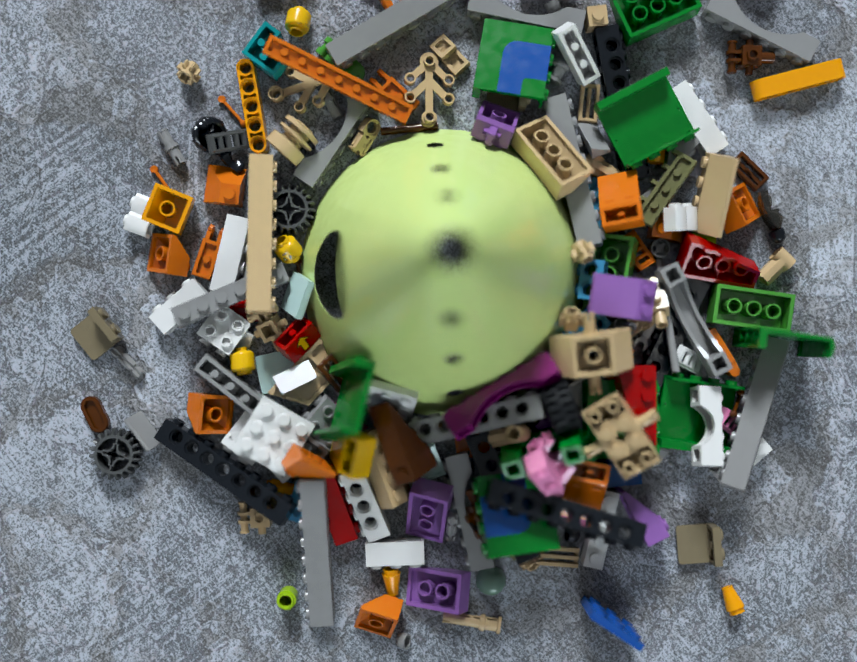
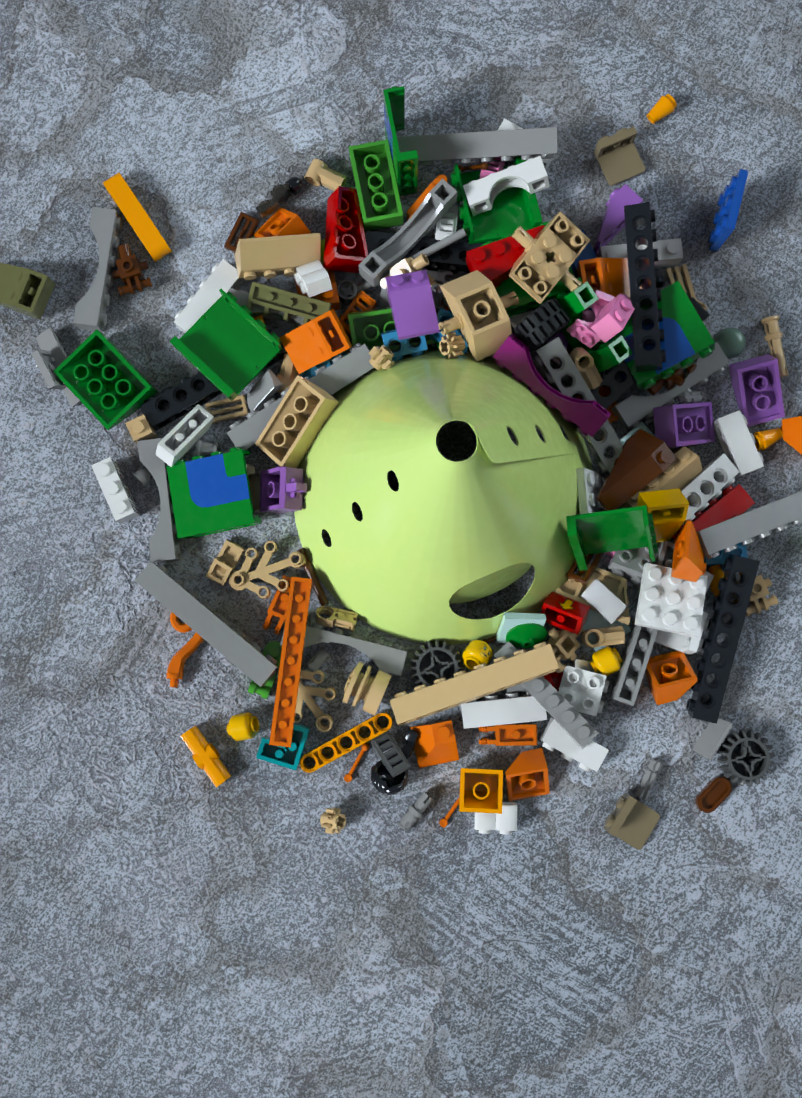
camera: 110 degrees left, 5 degrees down
(264, 368) = (604, 636): none -> tan piece
(288, 298) = (526, 635): none -> green dish

